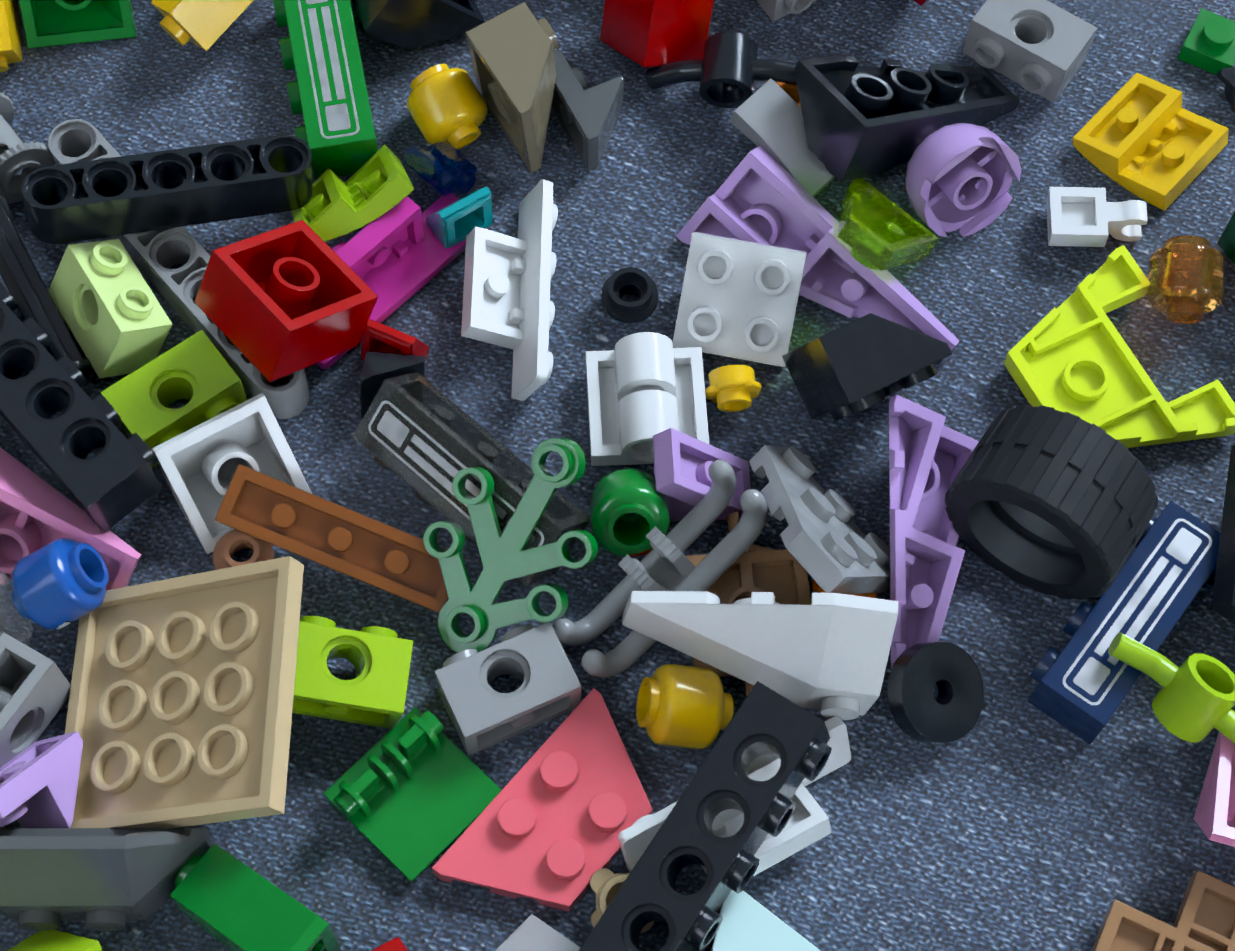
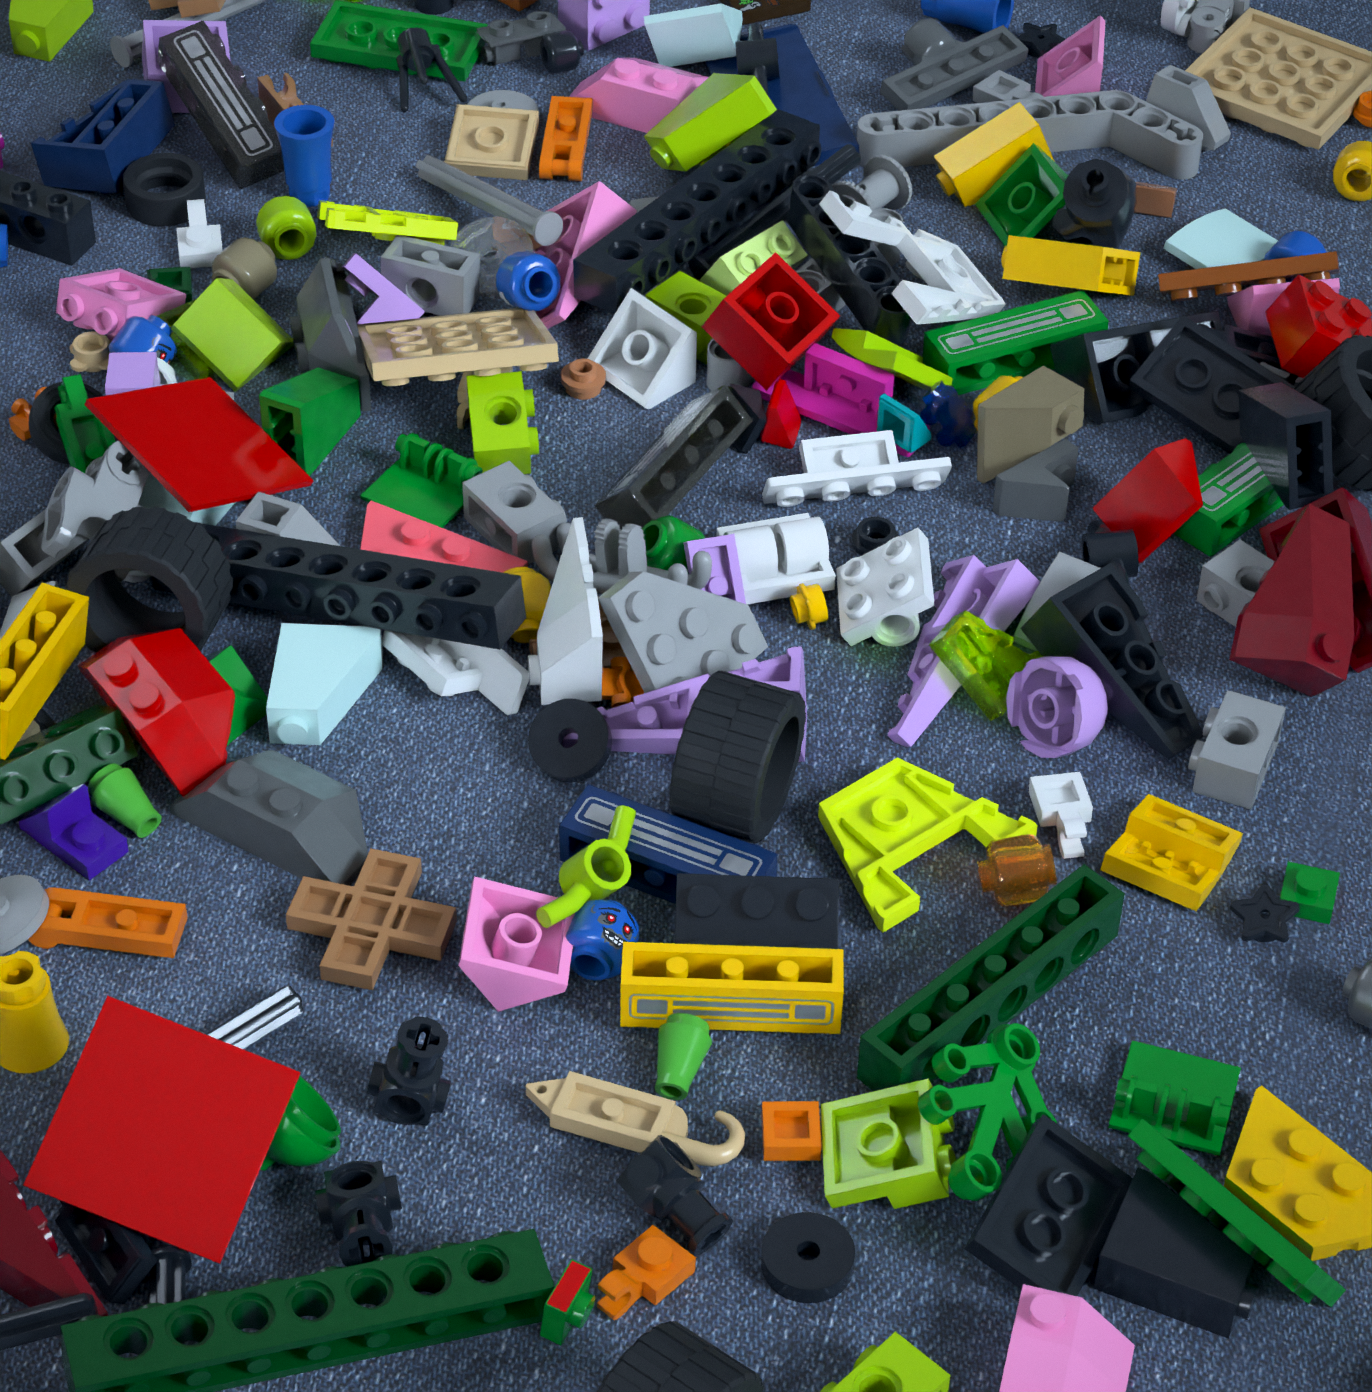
camera: 80 degrees right, 20 degrees down
(222, 94) = (954, 284): none -> white wing
(333, 537) = (604, 411): dark orange plate -> none
(503, 553) = (672, 464): plant -> none
(861, 365) = (836, 646): black slope -> none

